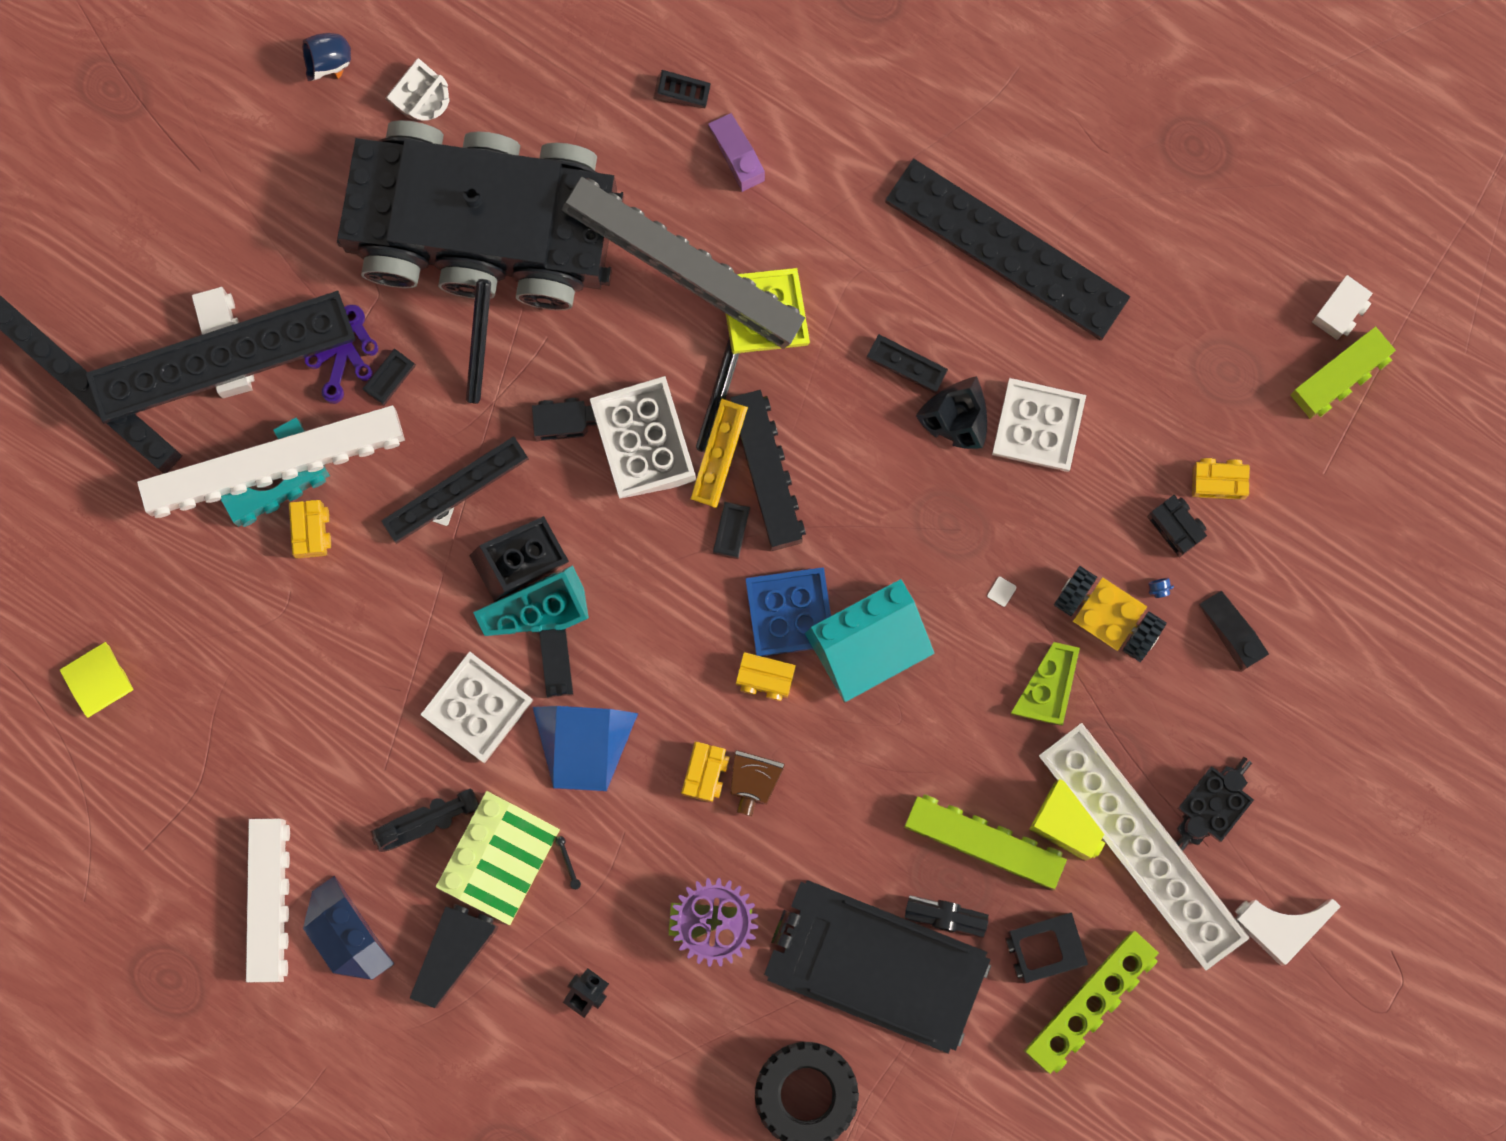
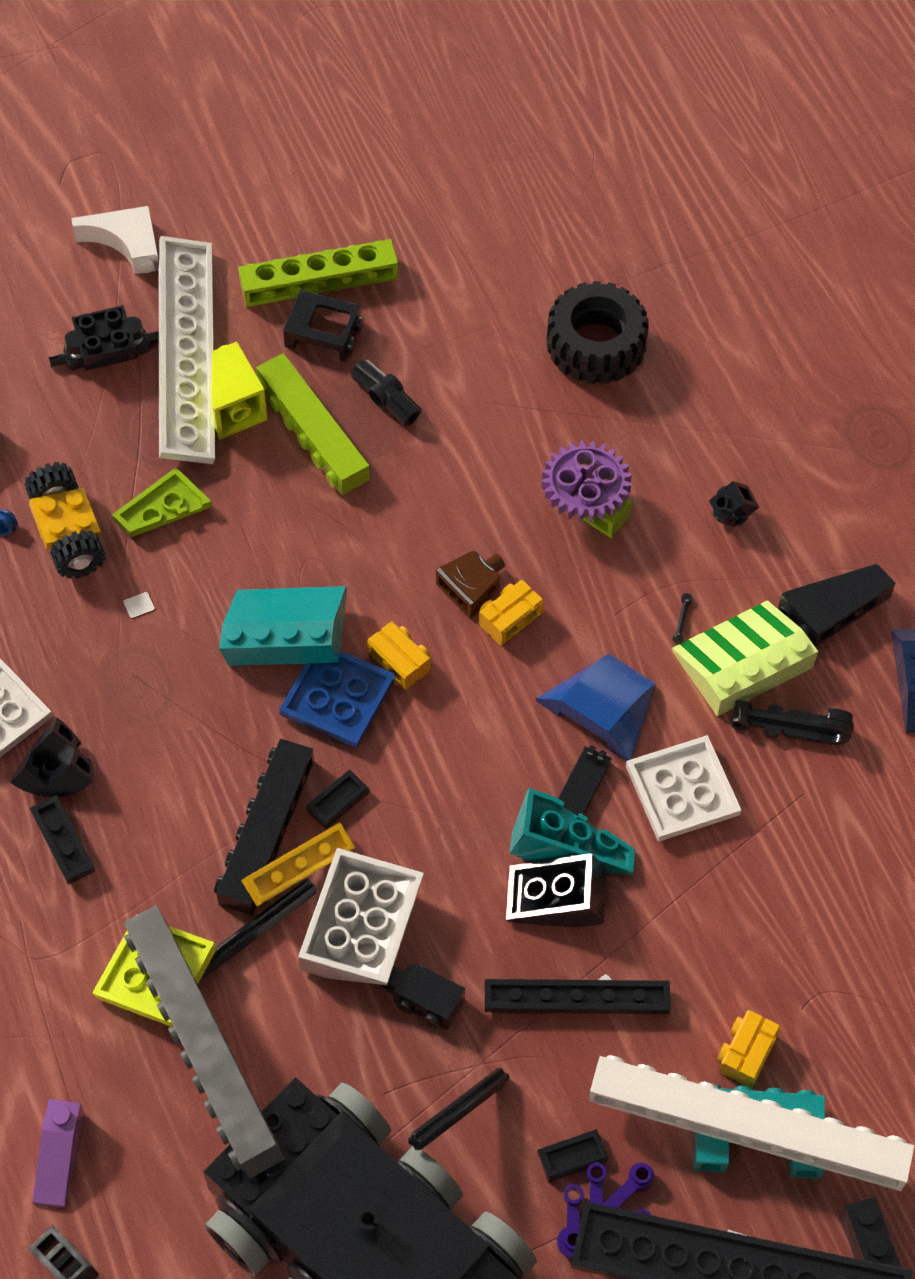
camera: 150 degrees left, 20 degrees down
(877, 966) = (472, 396): black piece -> none

